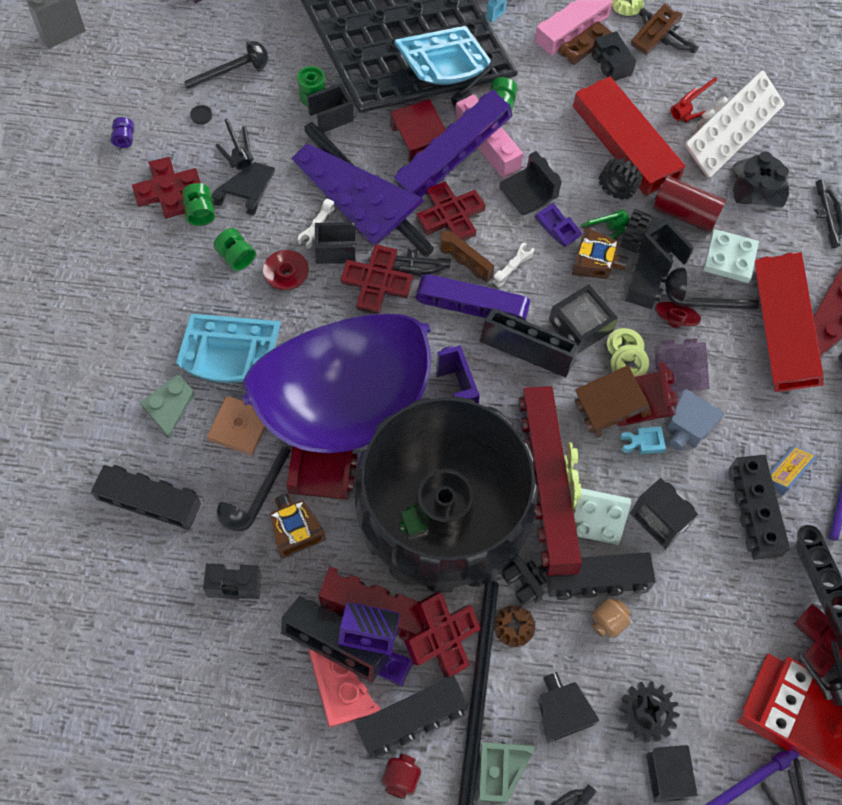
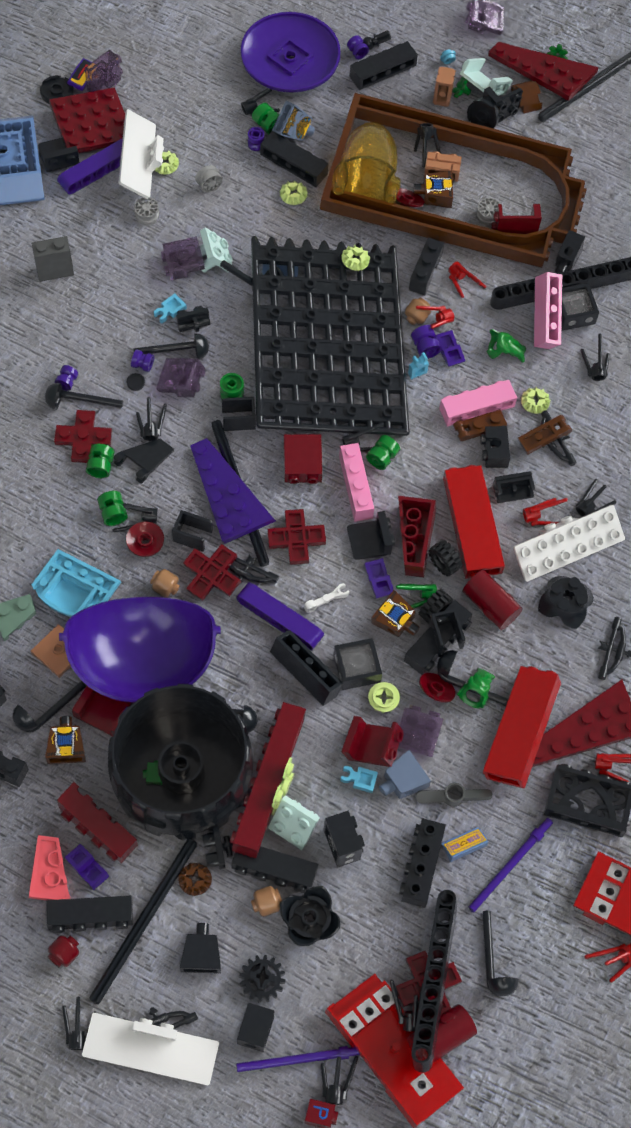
camera: 20 degrees right, 0 degrees up
(115, 152) = (54, 393): none -> black piece
(200, 89) = (142, 360): none -> dark purple wheel
(206, 28) = (170, 307): none -> medium azure plate
(237, 32) = (193, 319): none -> black hips
(250, 91) = (181, 377): none -> clear purple plate
(276, 243) = (148, 515): none -> black plant
(320, 631) = (58, 836): black brick -> none
(326, 209) = (200, 499): white piece -> none
(329, 308) = (165, 583): none -> medium nougat head
(369, 628) = (82, 837): dark purple brick -> none
(442, 634) = (136, 863): dark red plate -> none
(444, 55) = (346, 402): medium azure slope -> none
(452, 360) = (235, 660): dark purple panel -> none
(454, 144) = (319, 483): dark purple brick -> none
(466, 255) = (290, 577): reddish brown plate -> none
(501, 769) = (137, 976): sand green wing -> none
(575, 163) = (417, 525): none -> dark red wedge
(611, 400) = (347, 737): reddish brown panel -> none
(627, 351) = (368, 712): yellowish green gear -> none
(650, 89) = (513, 487): none -> black hinge
(688, 616) = (314, 902): none -> black brick
(720, 291) = (481, 684): none -> green hair
(731, 256) = (501, 656): light aqua plate -> none
(732, 85) = (587, 506): none -> black plant
(742, 426) = (440, 796): none -> dark grey piece

